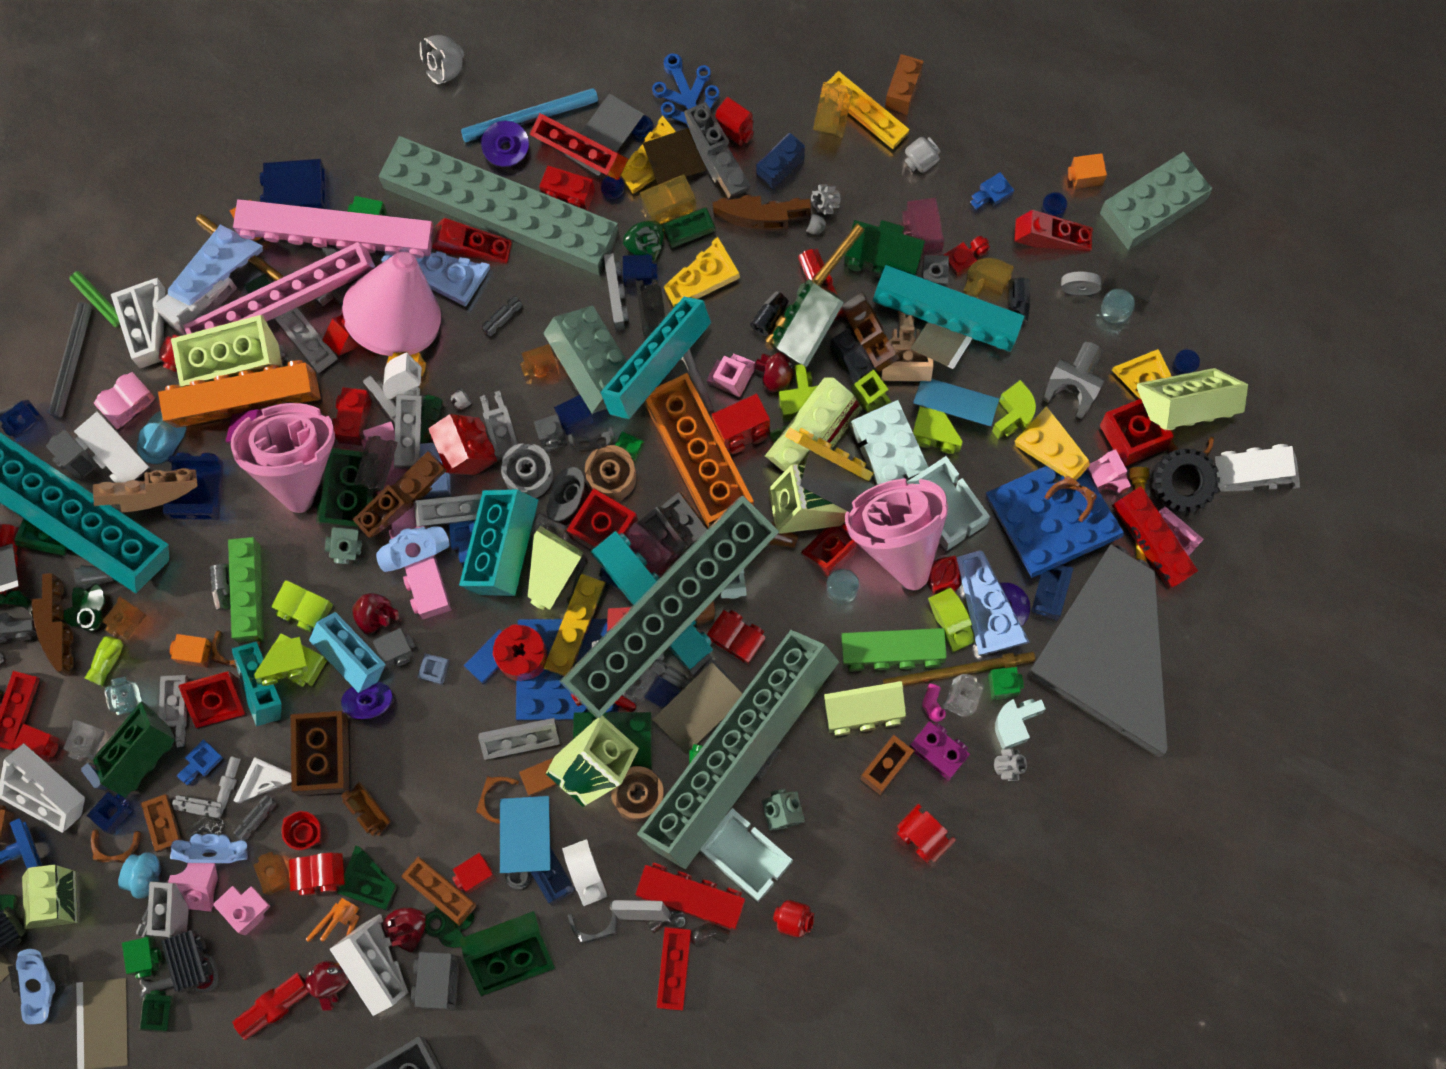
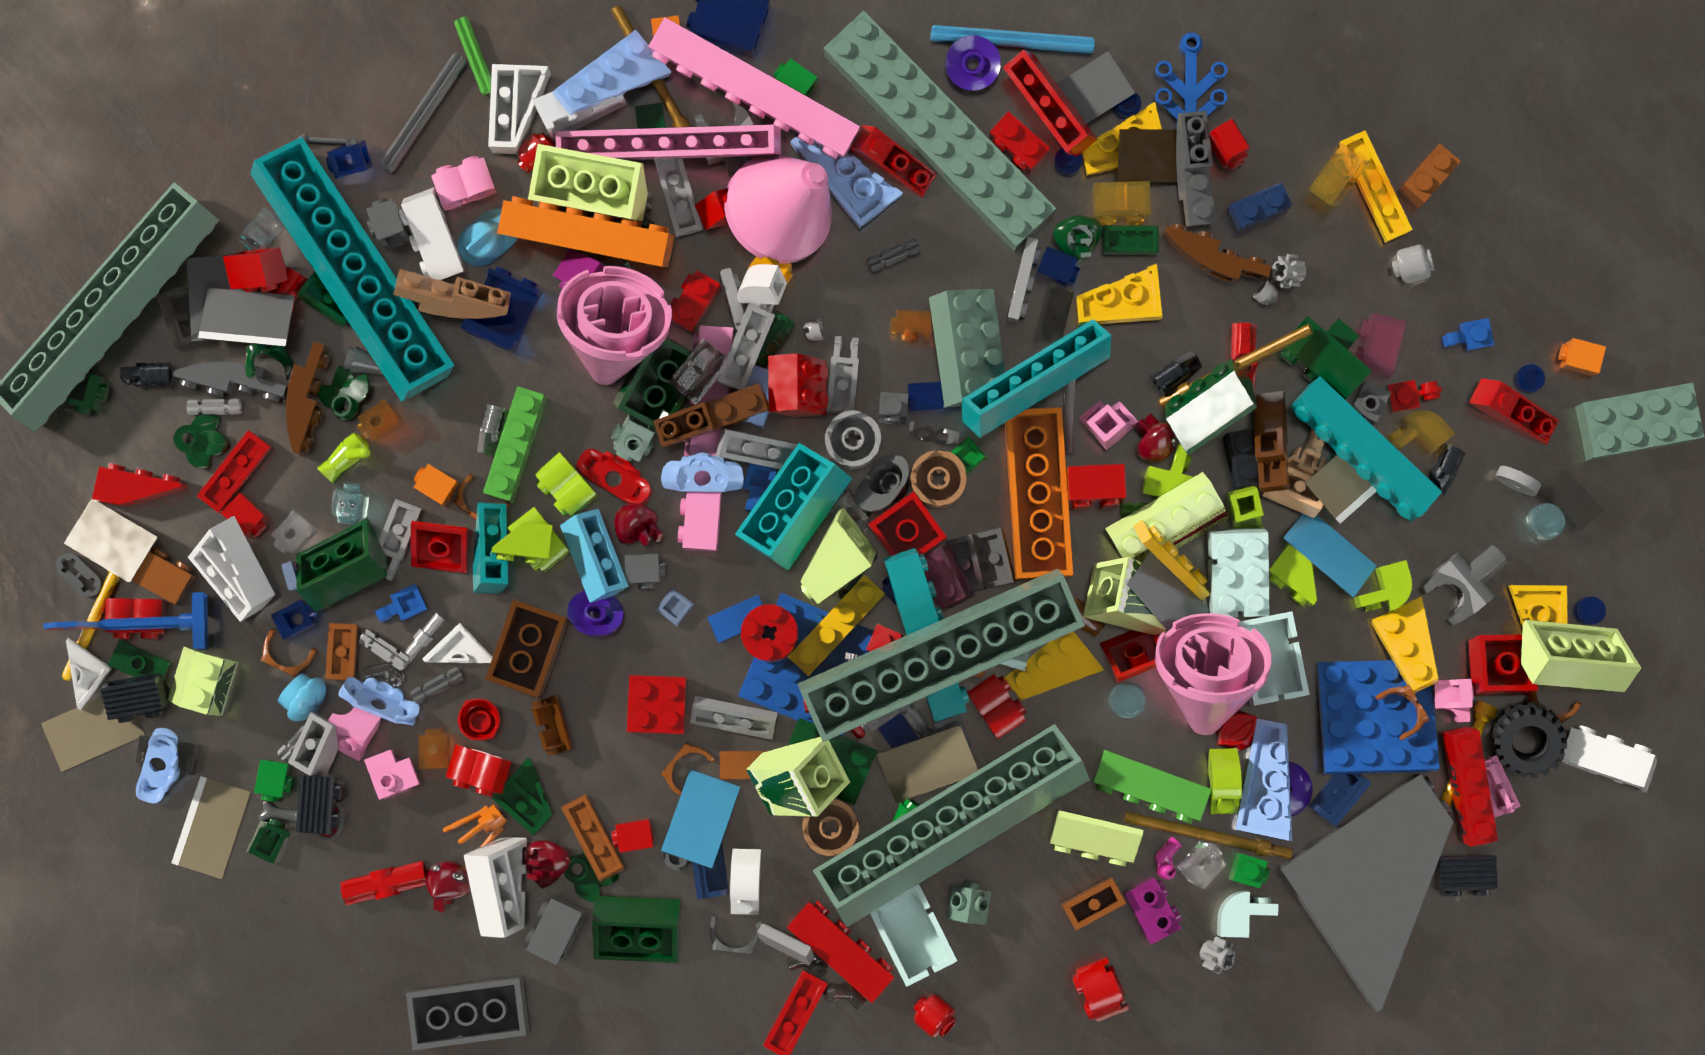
camera: 20 degrees right, 10 degrees up
(322, 580) = (596, 466): none -> red piece
(449, 754) = (657, 704): none -> red brick
(770, 585) = (1053, 666): none -> yellow wing
(1185, 610) = (1467, 873): none -> black brick

